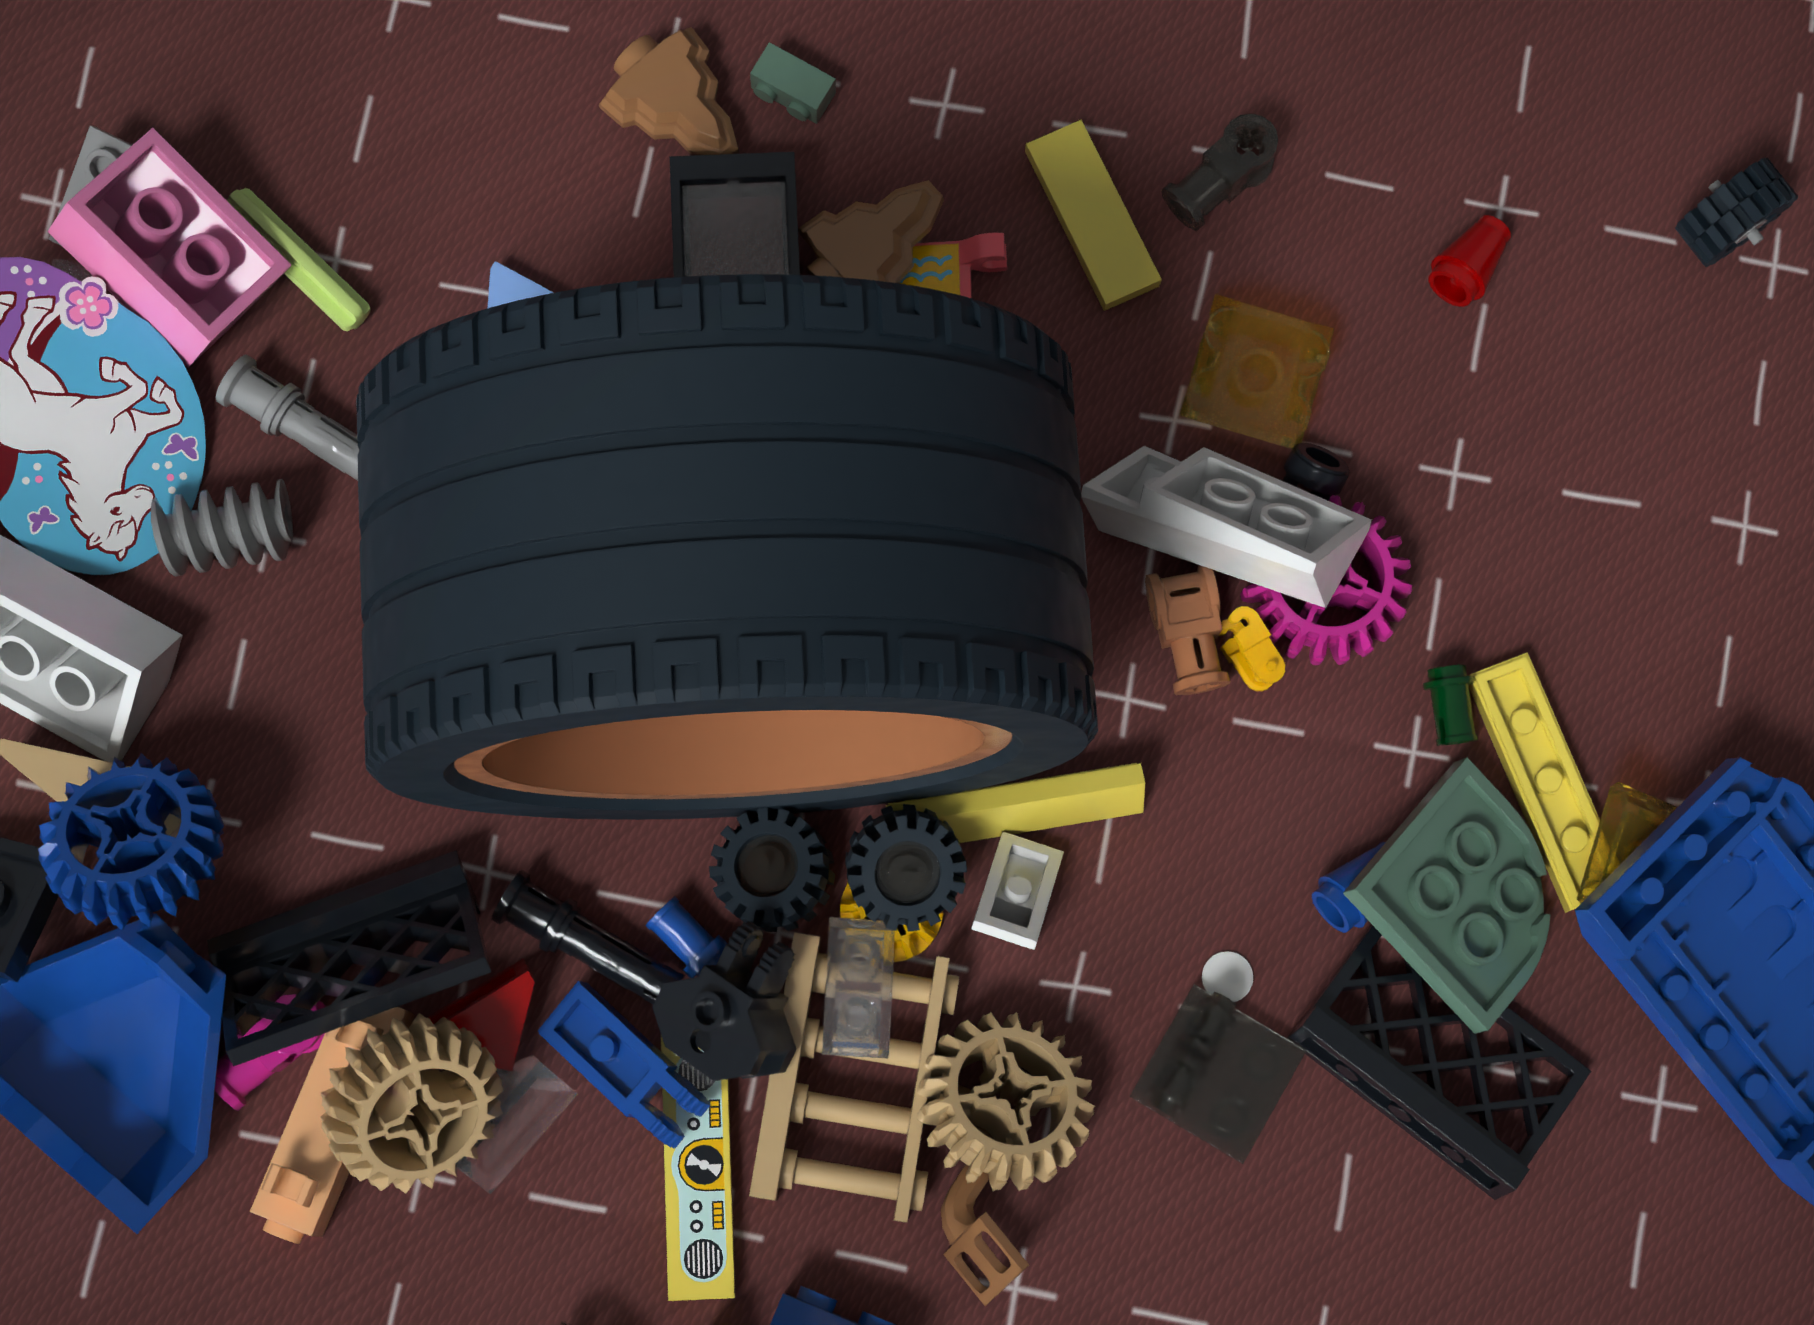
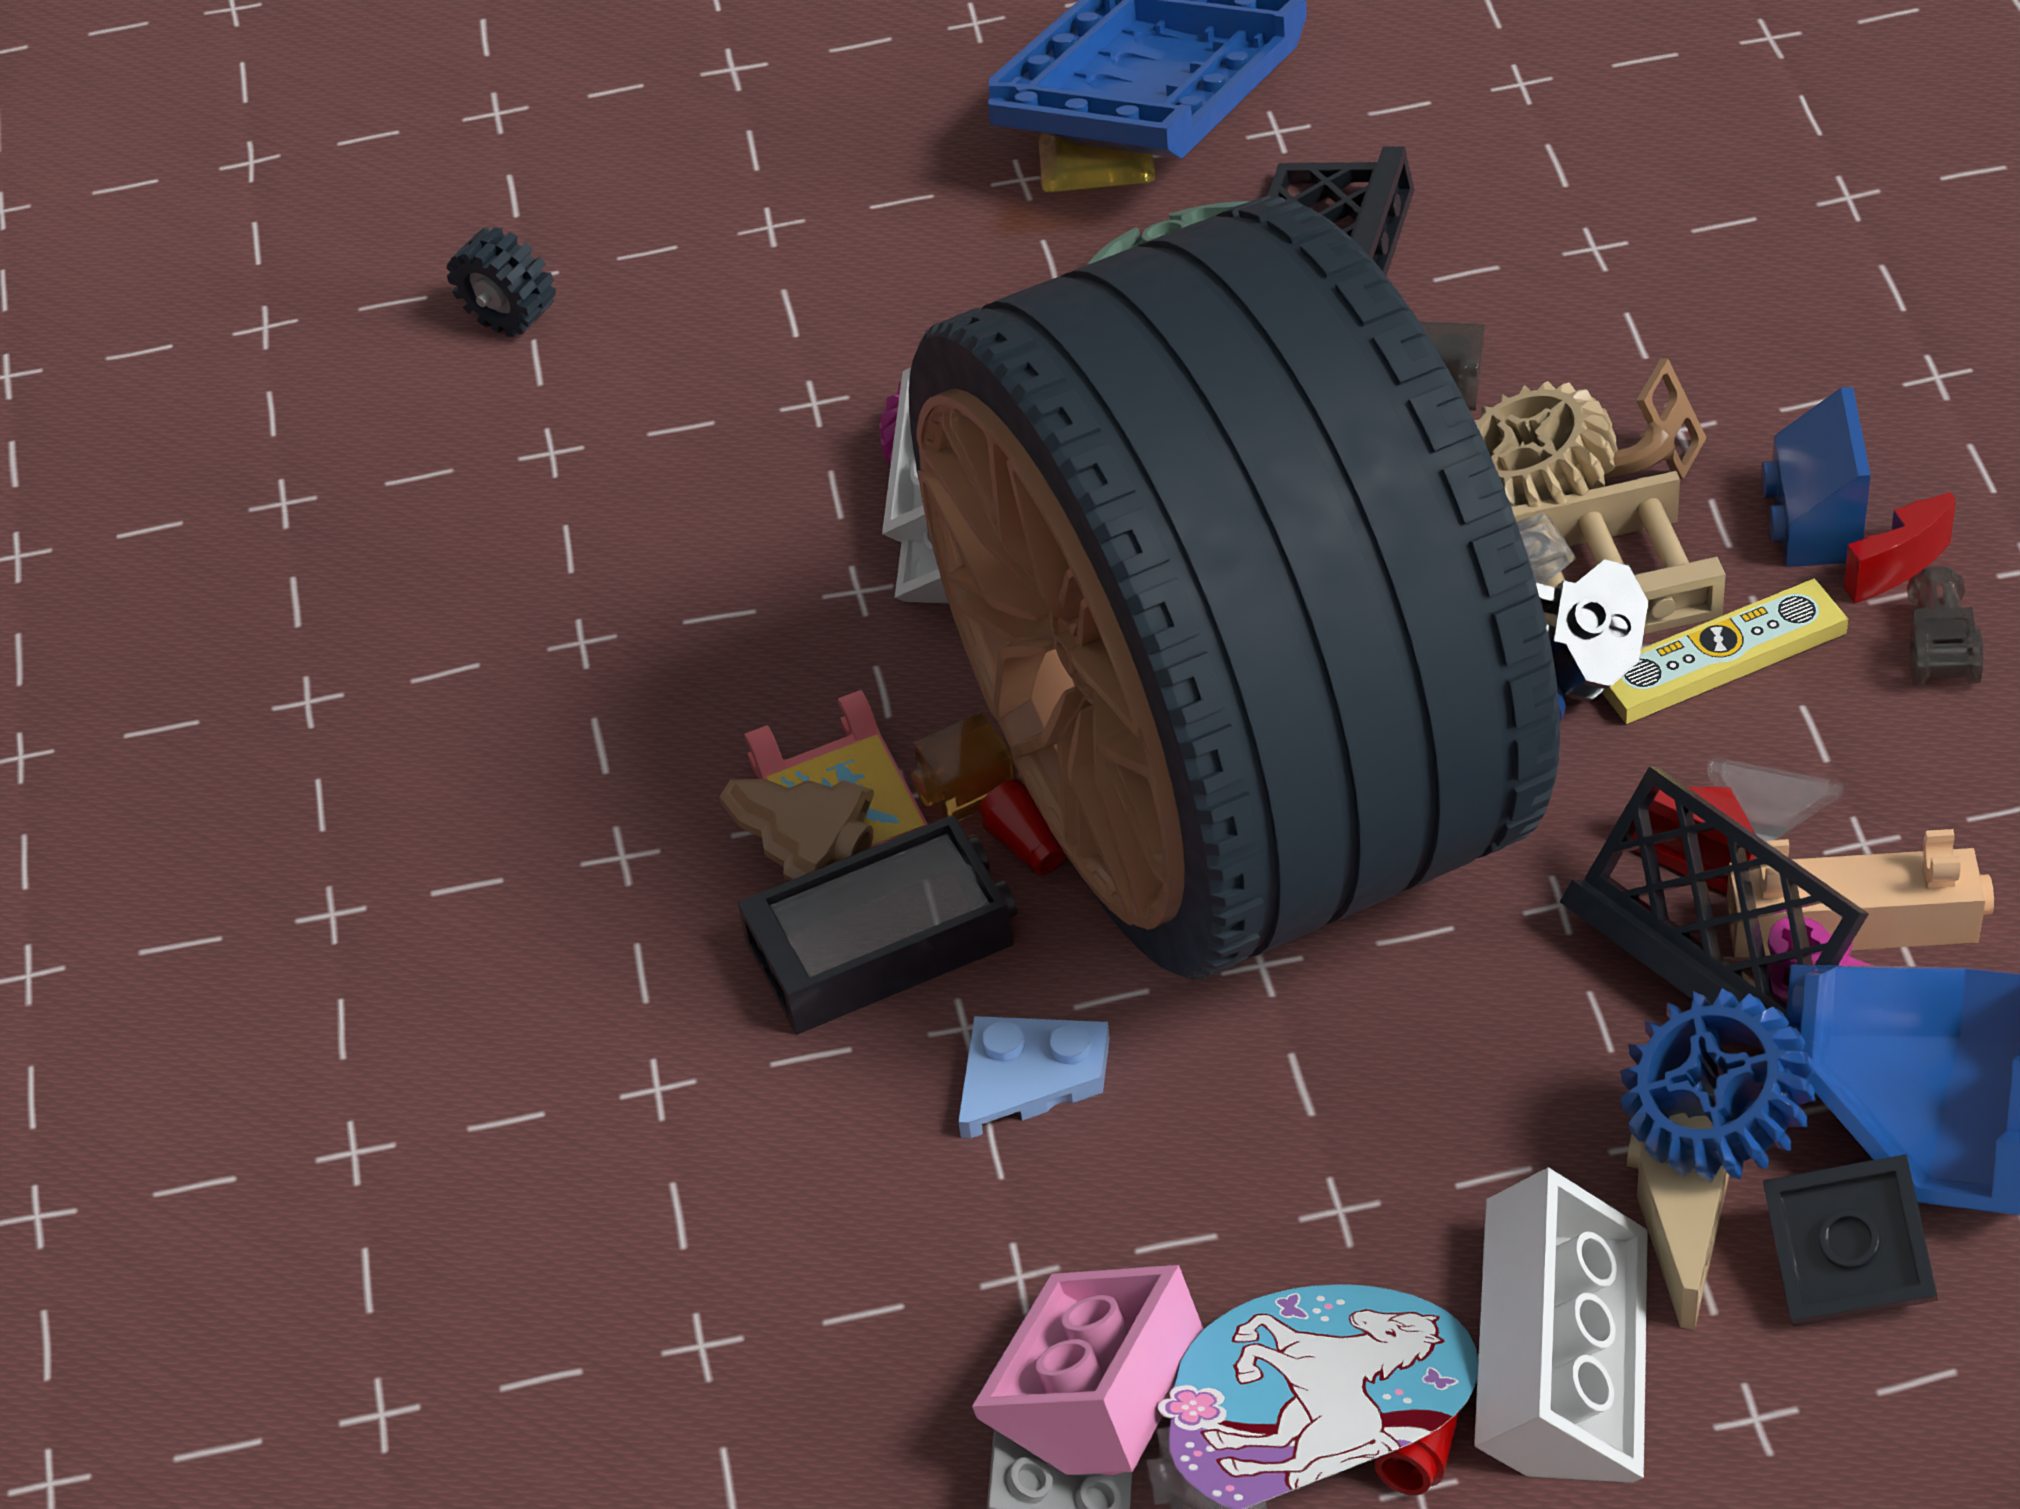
camera: 100 degrees left, 30 degrees down
(223, 529) = (1355, 1214): light grey piece -> none
(285, 412) = (1207, 1228): light grey pin -> none
(308, 269) = (1056, 1254): yellowish green axle -> none
(380, 1092) = (1809, 802): tan gear -> none
(562, 927) = (1578, 811): black pin -> none
(619, 1061) = (1670, 714): blue hinge -> none
(671, 94) = (713, 1050): medium nougat rock -> none
(792, 83) = (656, 964): sand green piece -> none
(1093, 215) = (688, 704): light yellow tile -> none
(1224, 171) = (600, 618): clear smoke connector -> none
(1257, 371) = (785, 536): clear yellow slope -> none
(1316, 470) = (863, 467): black tile -> none
(1468, 264) = (618, 439): red cone -> none
(1539, 770) = (1063, 249): light yellow tile -> none

